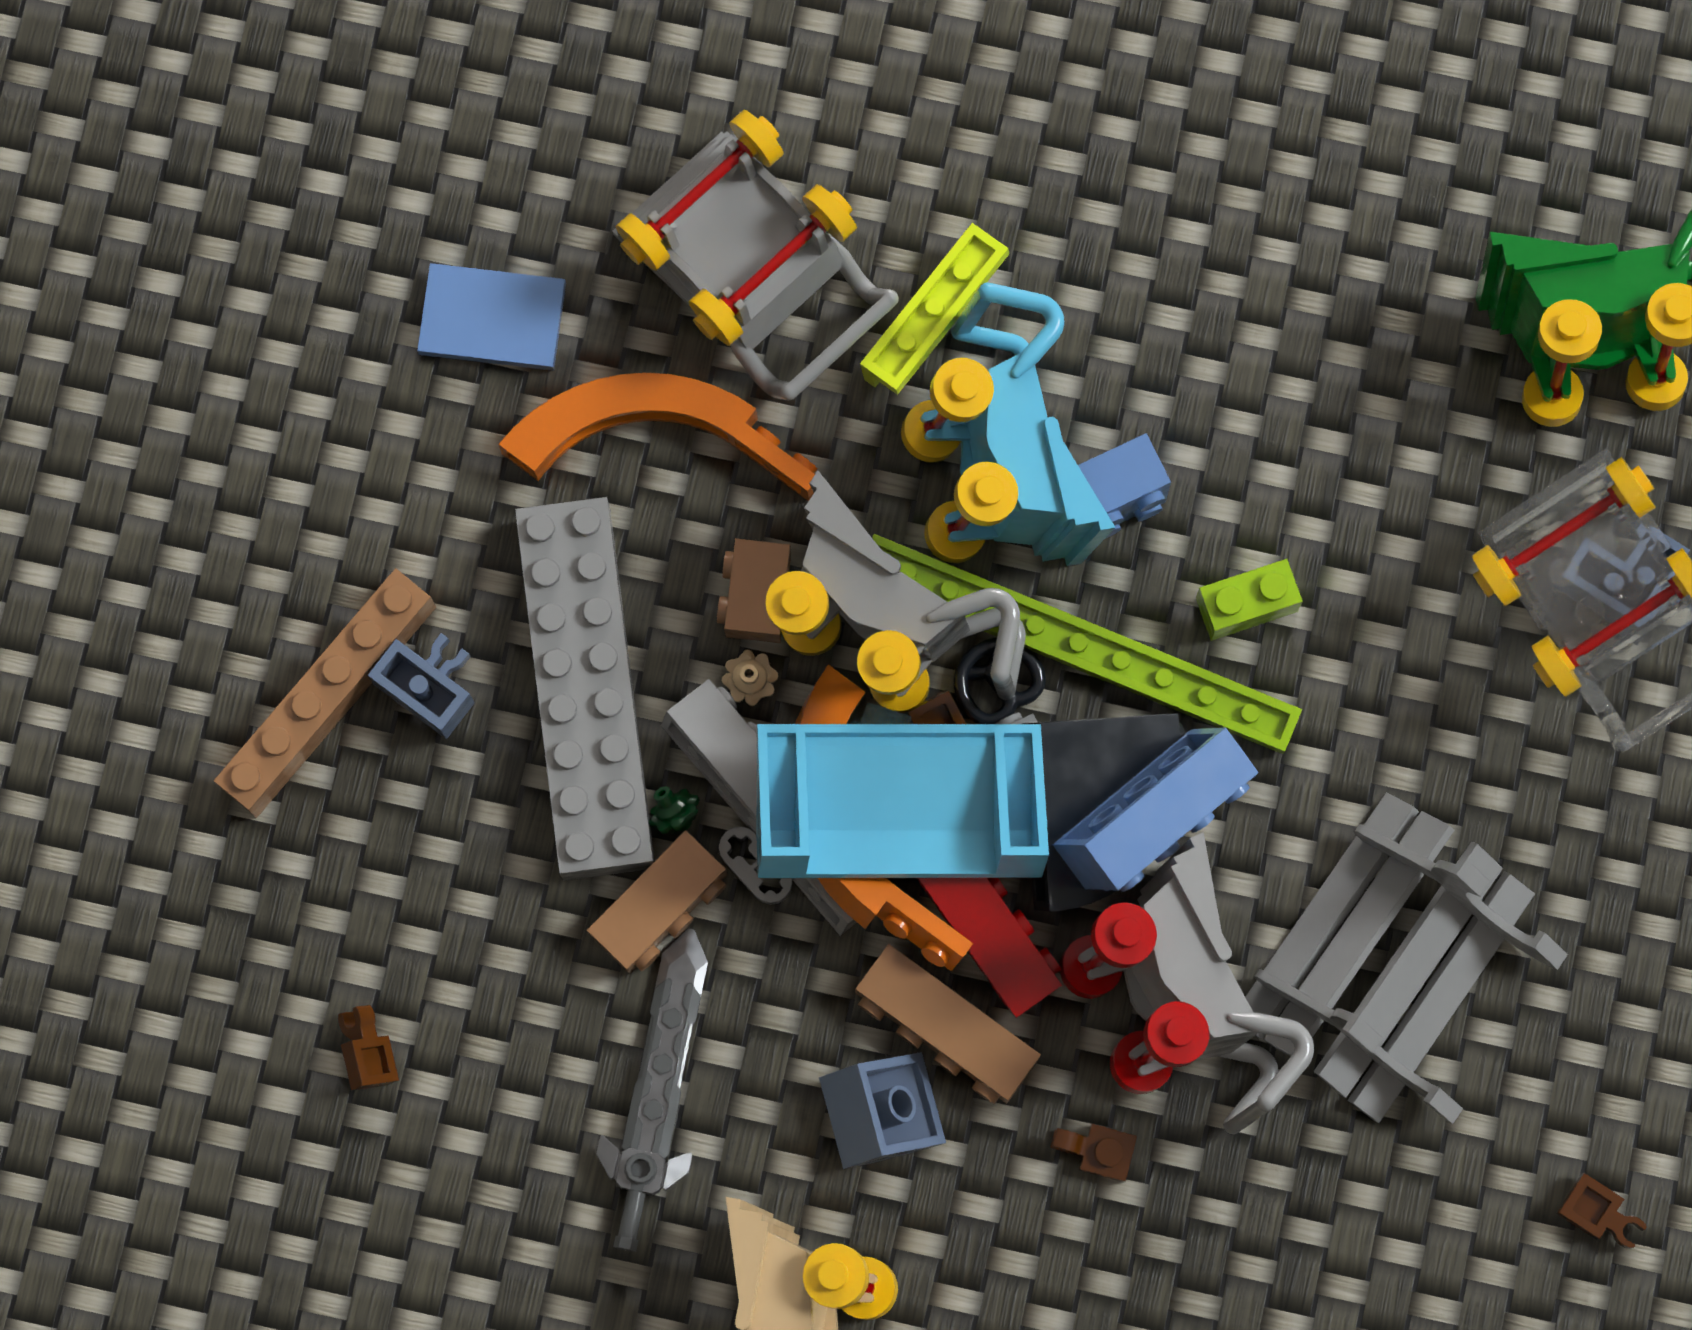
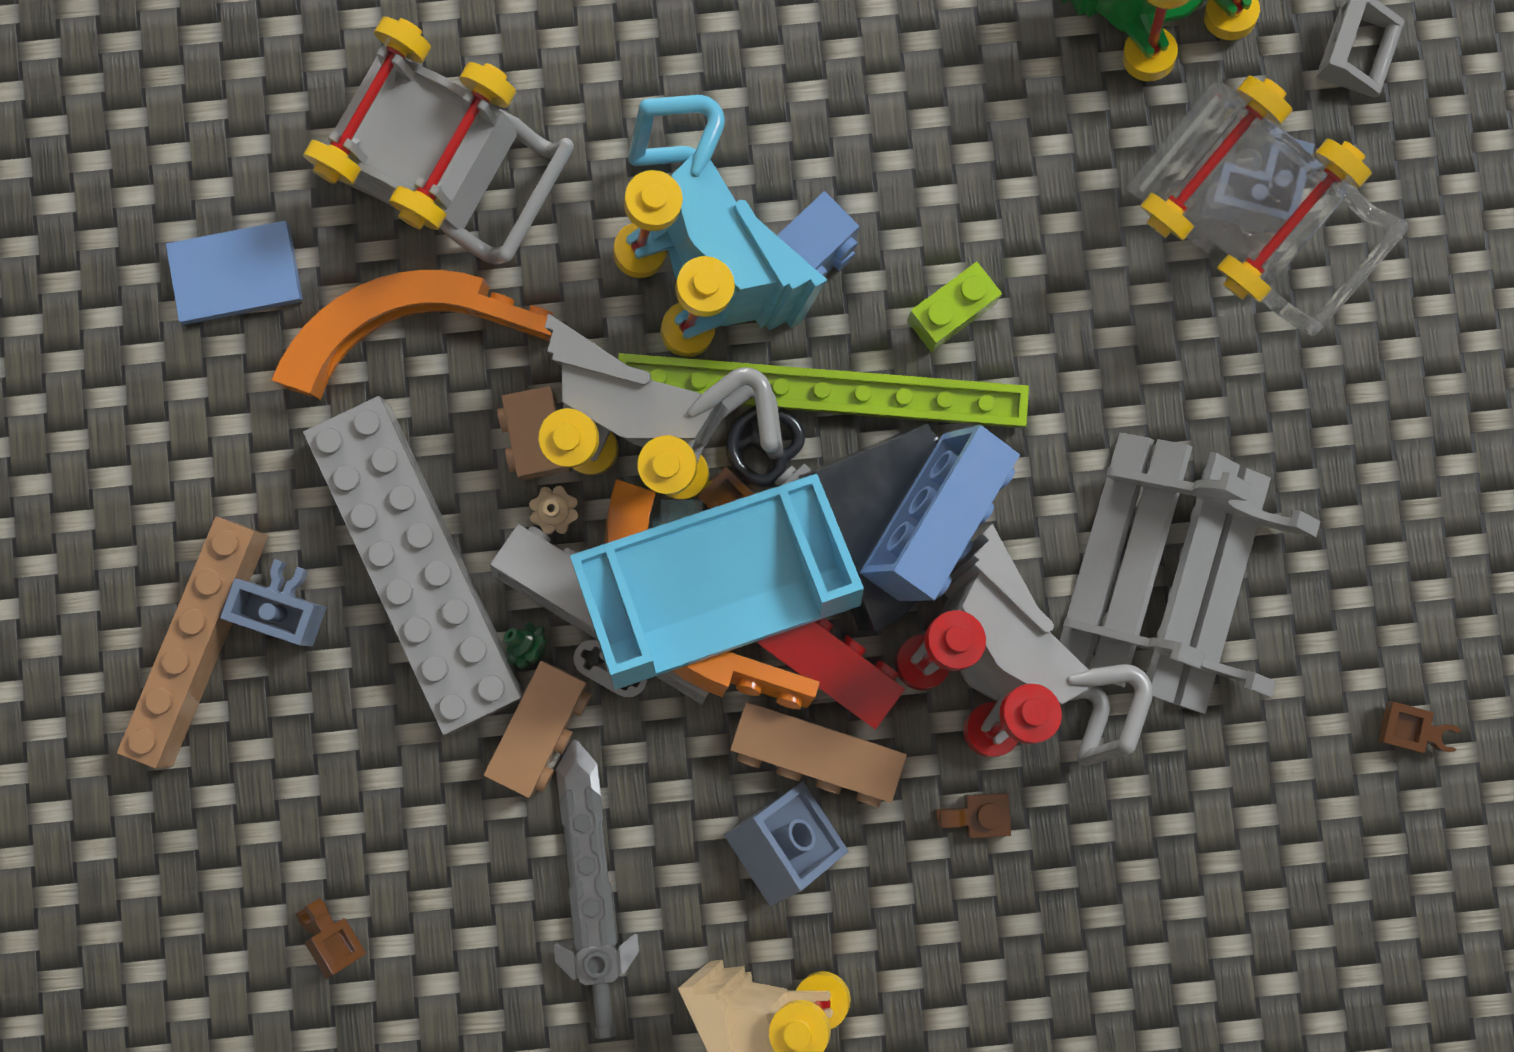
camera: 20 degrees left, 5 degrees up
(933, 309) = (606, 145): neon yellow fence -> none

